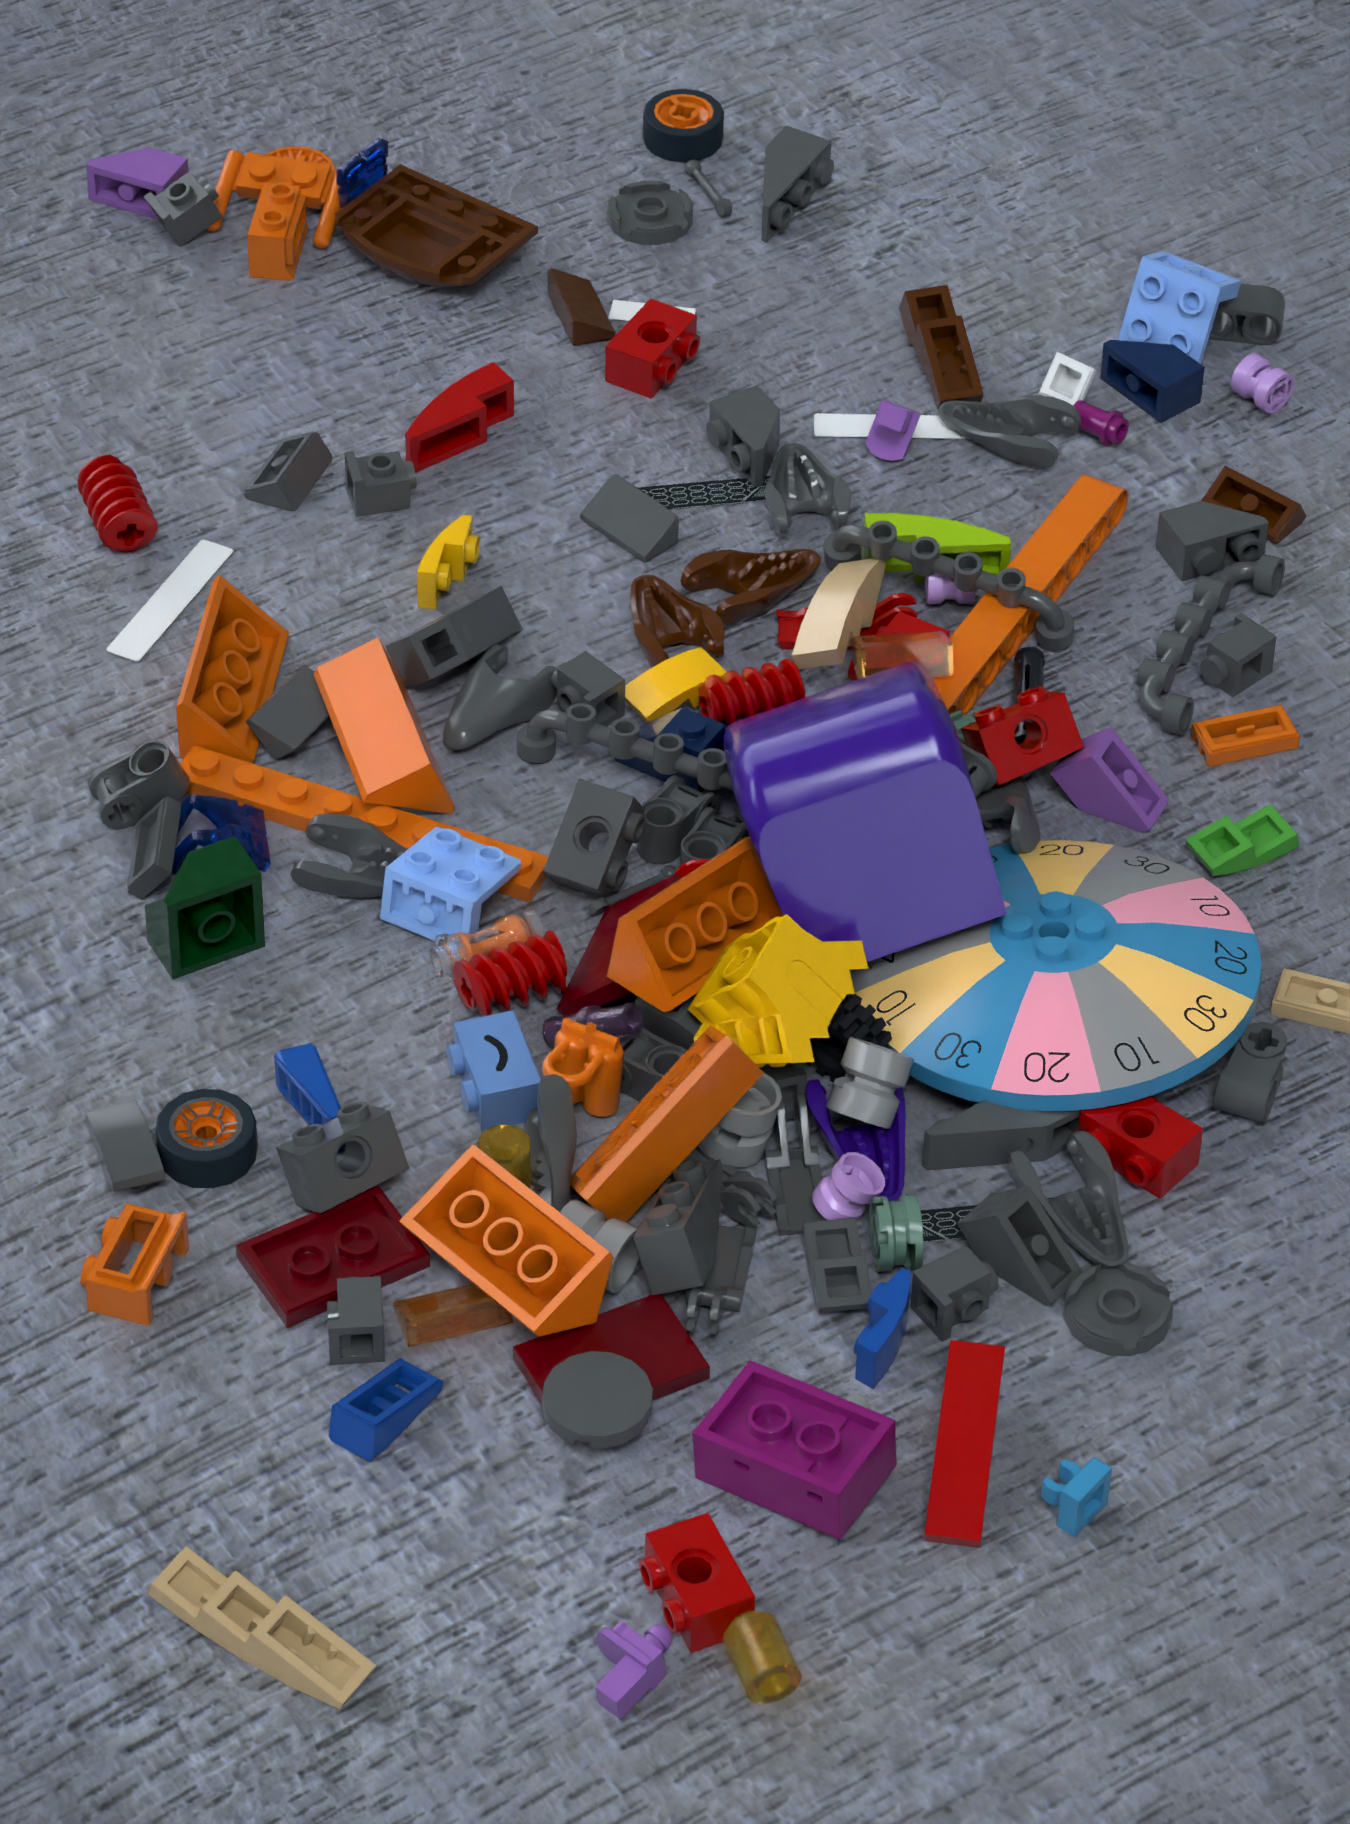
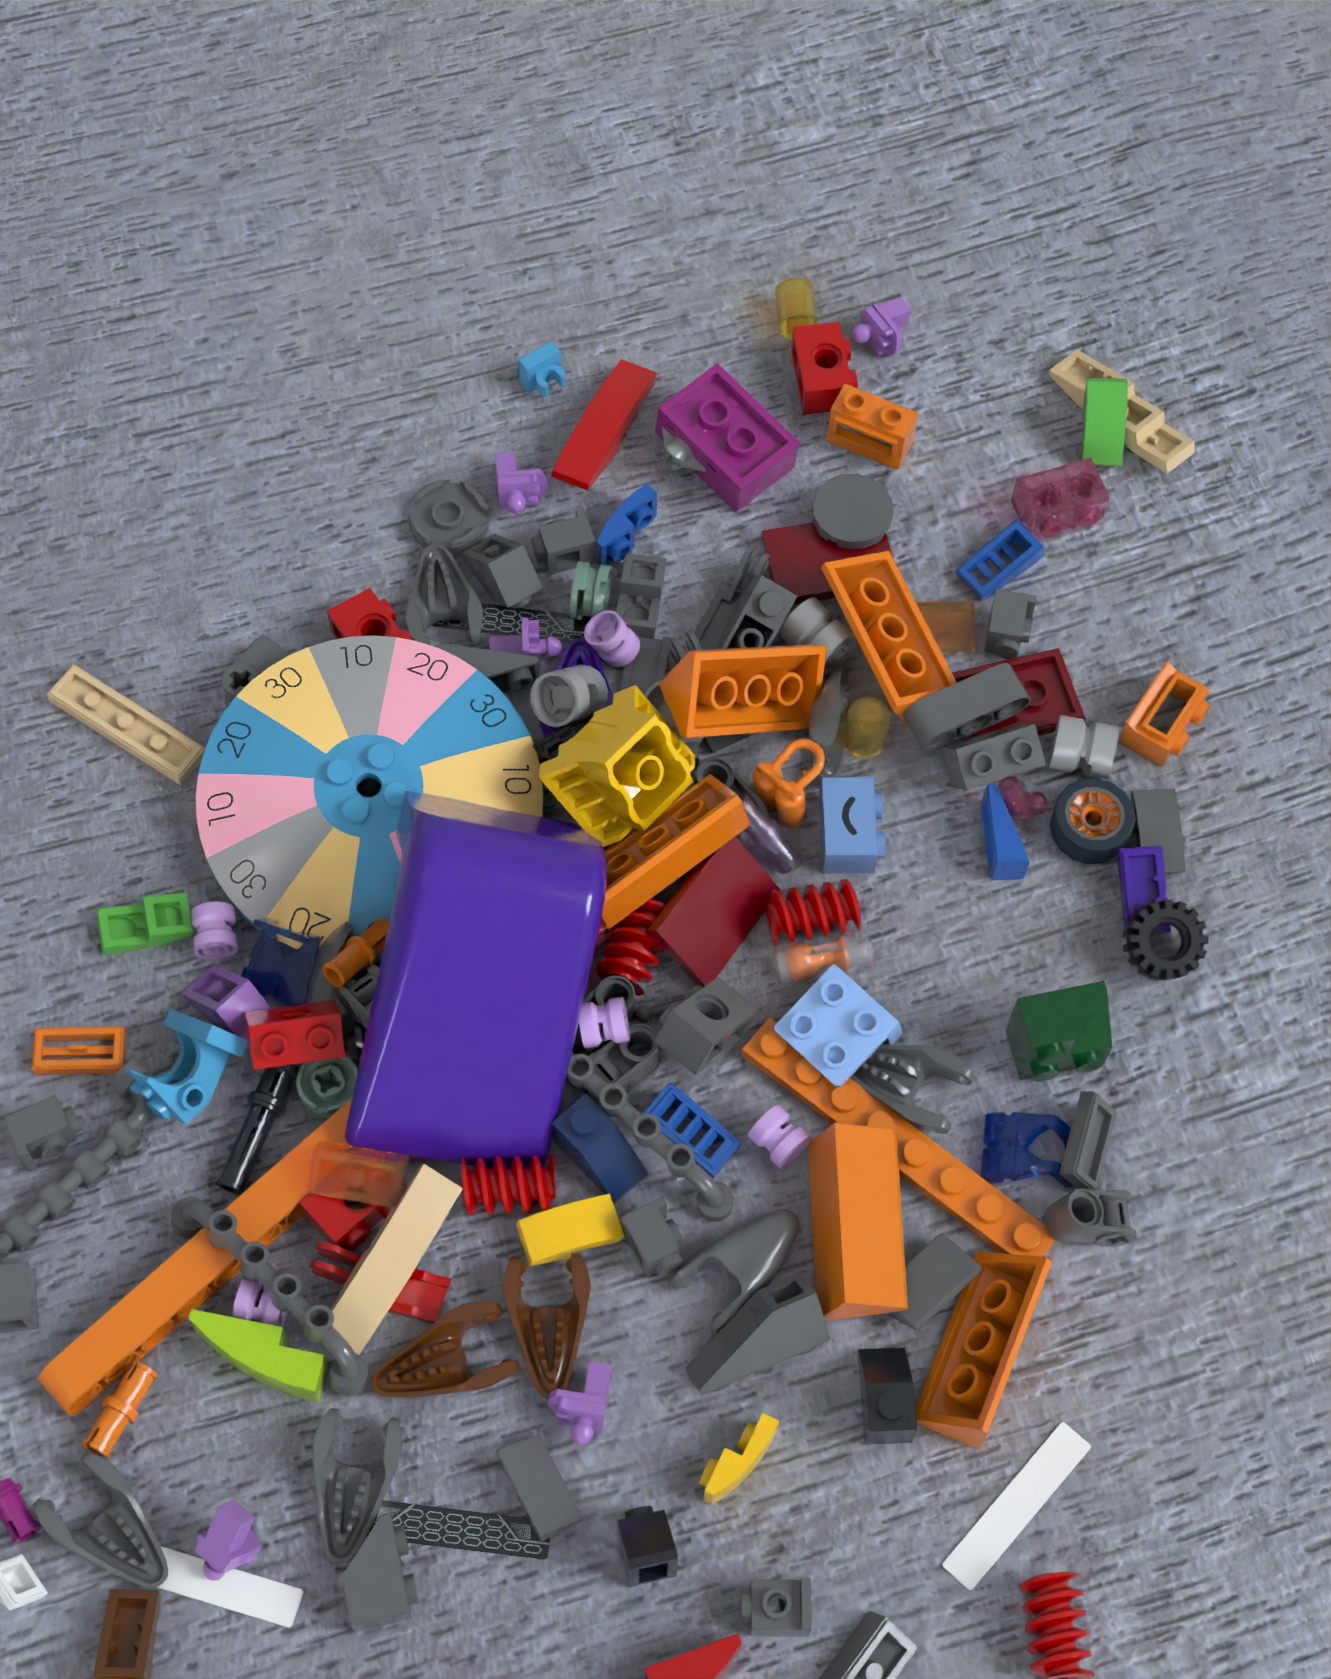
camera: 165 degrees left, 20 degrees up
(99, 1026) = (1191, 937): none -> black tyre
(132, 1078) = (1142, 881): none -> dark purple plate
(232, 1196) = (1083, 747): none -> light grey wheel
(284, 1576) = (1104, 420): none -> bright green slope
(312, 1113) = (1019, 803): none -> clear pink arm
(315, 619) = (886, 1396): none -> black slope
(323, 1484) = (1057, 492): none -> clear pink brick
(373, 1200) = (966, 707): none -> dark grey beam
(485, 790) = (779, 1136): none -> lavender wheel
(511, 476) = (647, 1546): none -> black slope
(559, 795) = (700, 1119): none -> blue slope
(604, 1500) = (876, 421): none -> orange window
(607, 569) = (584, 1410): none -> medium lavender piece
(703, 798) = (604, 1022): none -> lavender wheel
(955, 1175) = (527, 643): none -> medium lavender piece
(996, 802) = (358, 954): none -> orange axle
(1042, 492) = (119, 1409): none -> orange pin
(1051, 1343) = (516, 486): none -> medium lavender piece
(1083, 825) = (281, 974): none -> clear blue piece
(1122, 701) = (195, 1072): none -> dark azure tile
(1157, 831) = (214, 930): none -> lavender wheel

